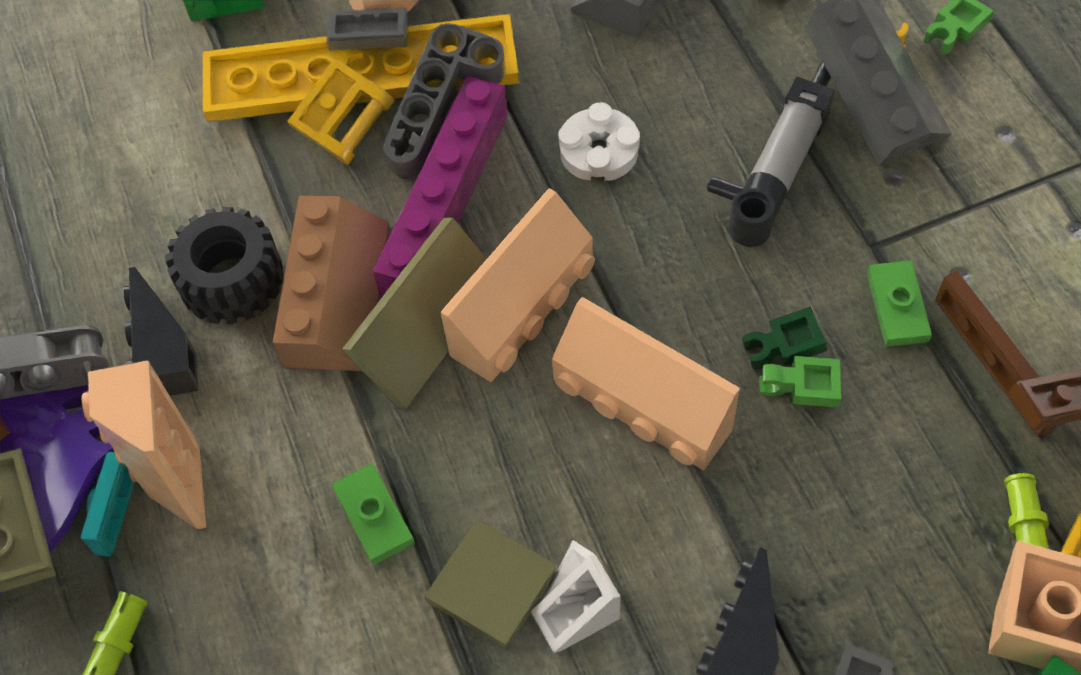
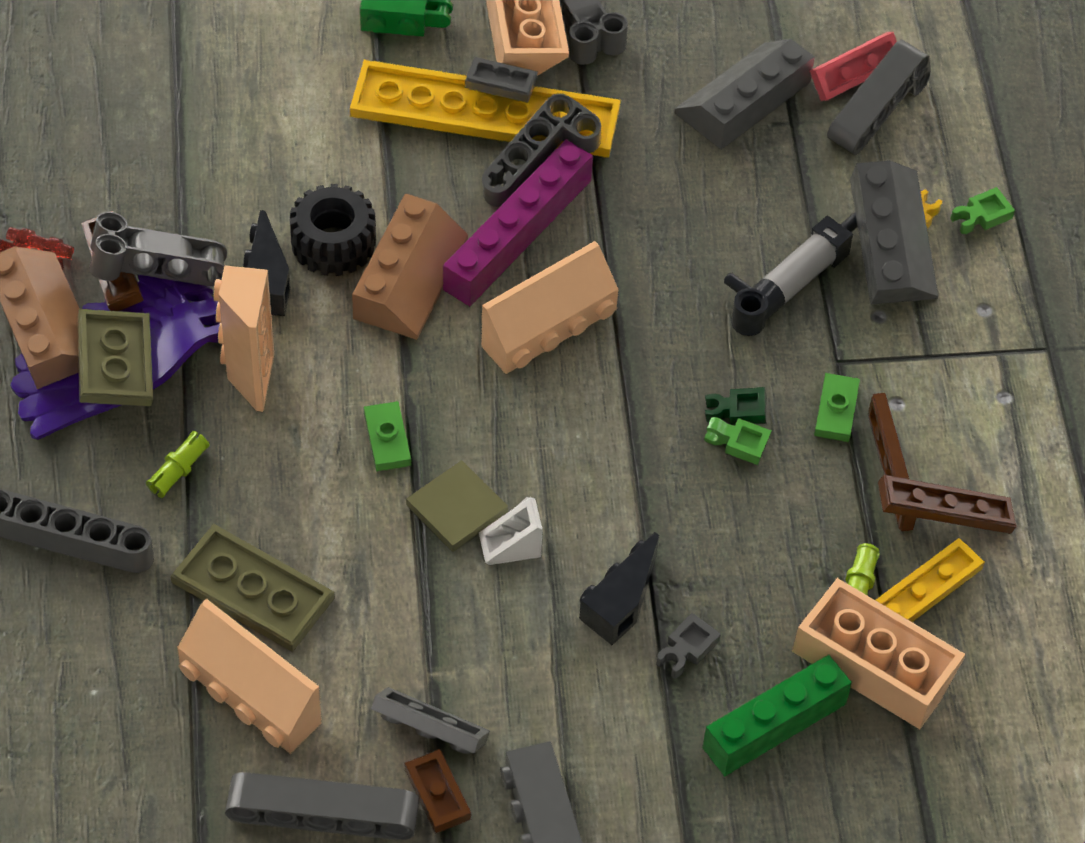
camera: 10 degrees right, 5 degrees down
(107, 507) = (198, 373): teal plate -> none
(330, 103) = (452, 130): yellow plate -> none
(405, 331) = (451, 316): olive tile -> none
(594, 124) = (654, 207): white plate -> none
(645, 385) = (616, 404): light nougat slope -> none

